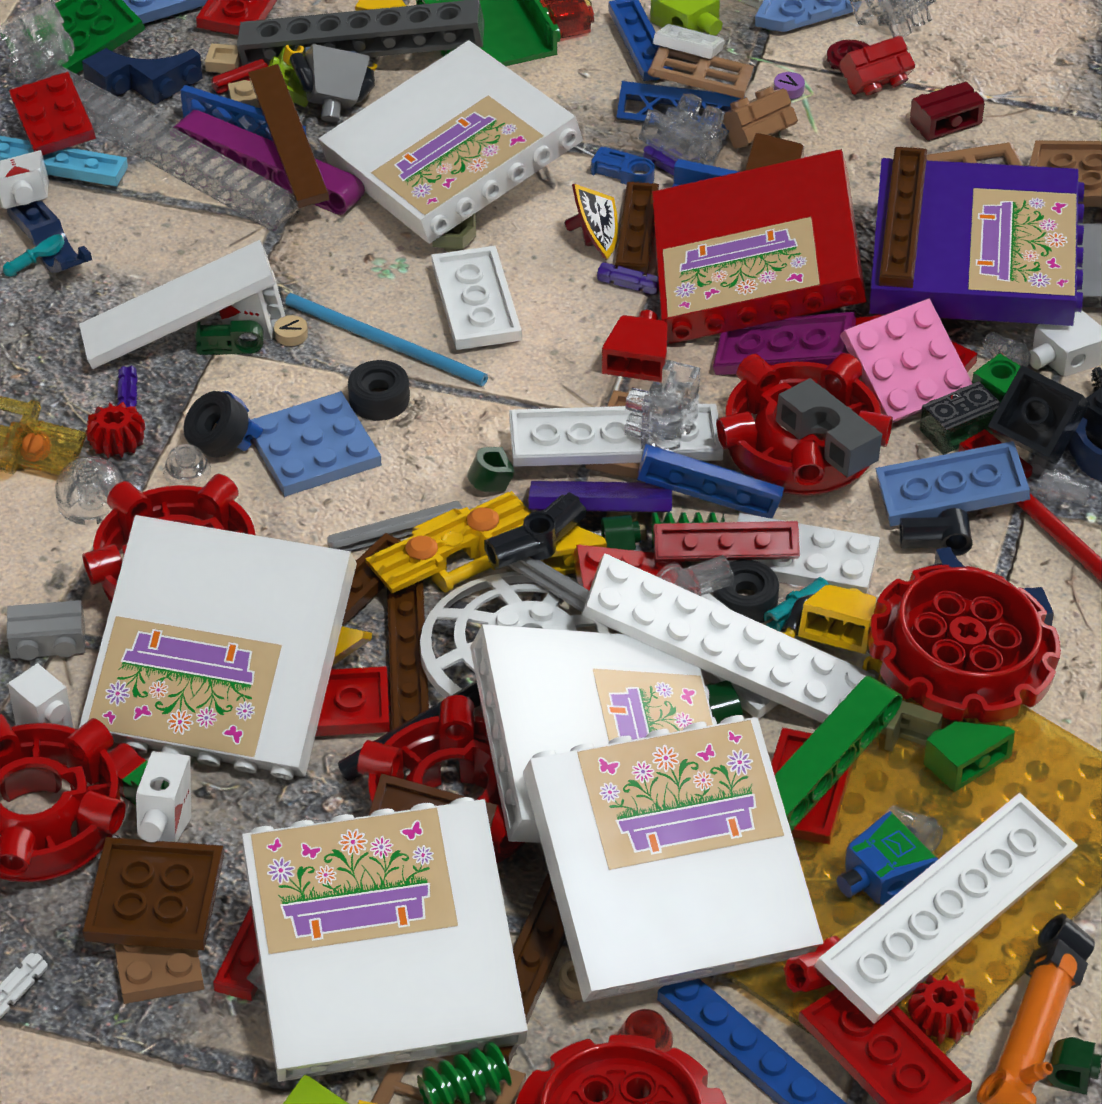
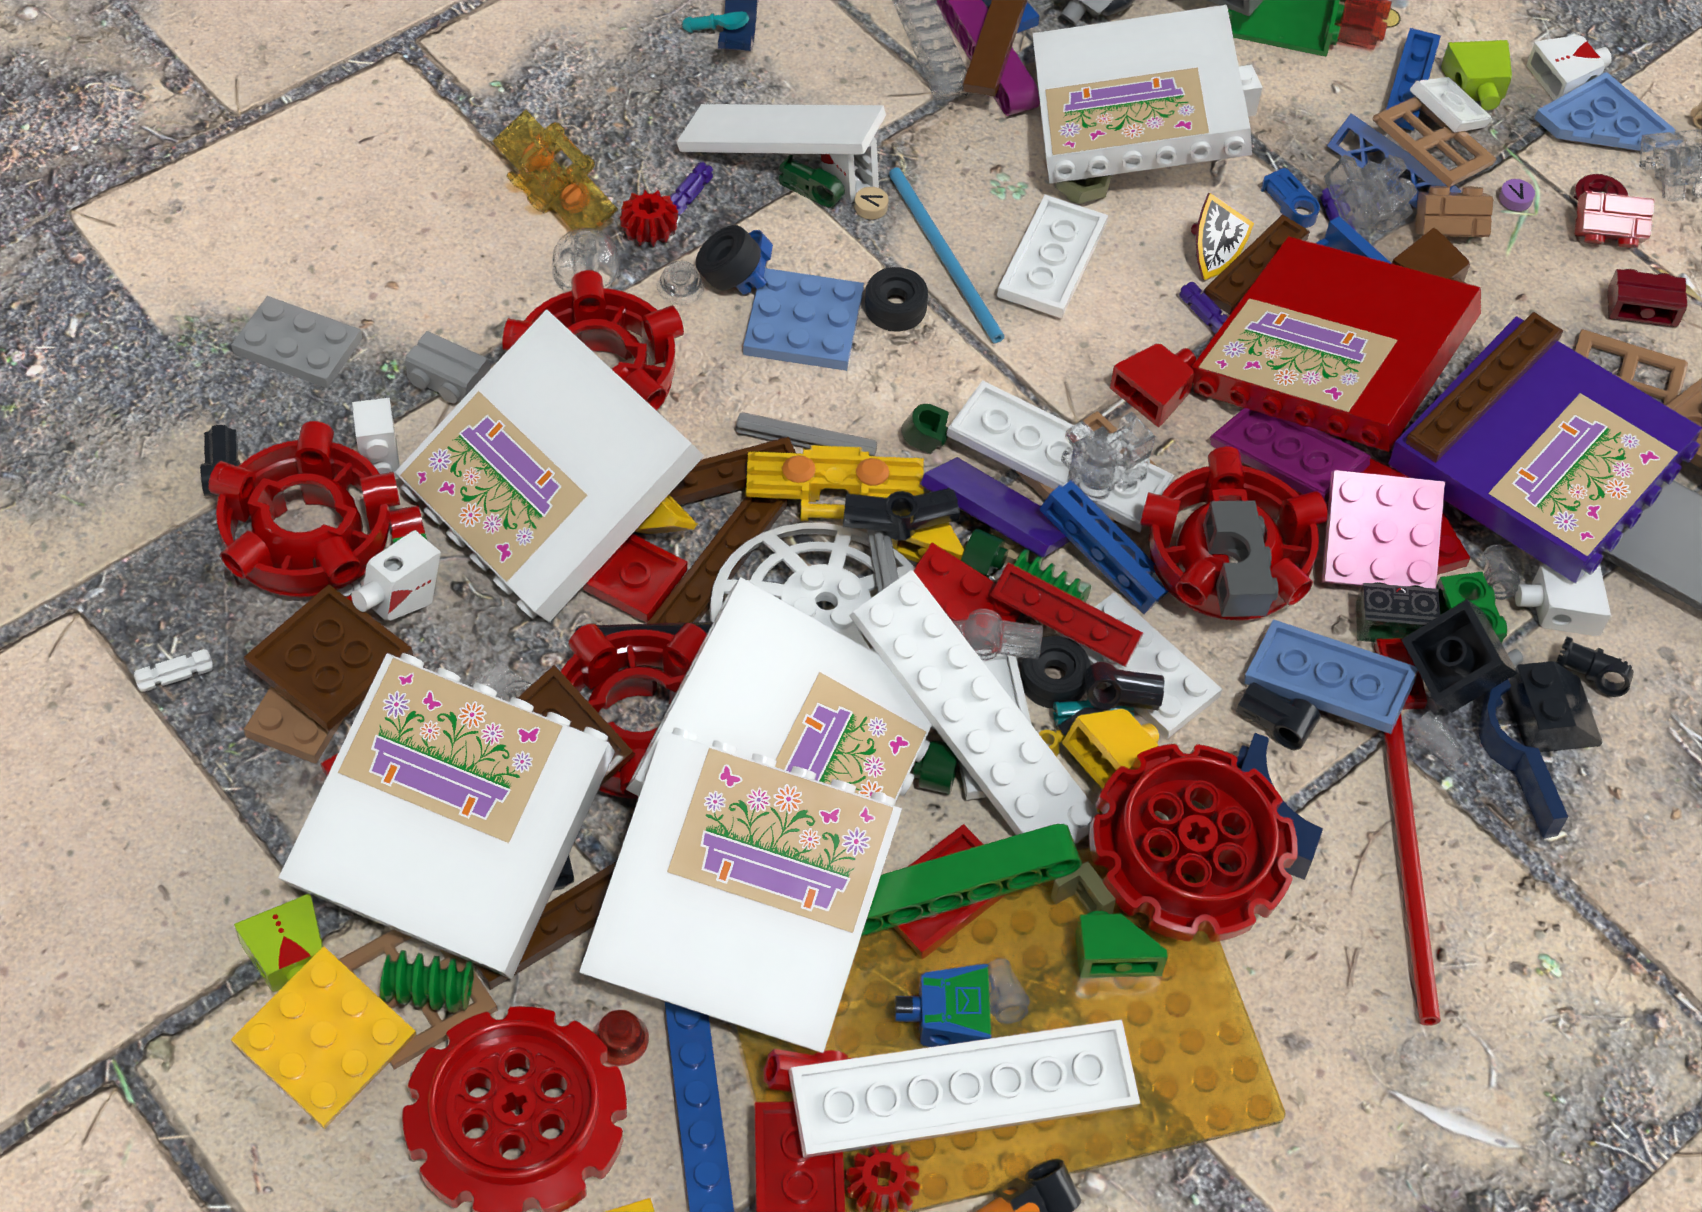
camera: 30 degrees right, 10 degrees up
(815, 569) = (1126, 688): none -> black piece

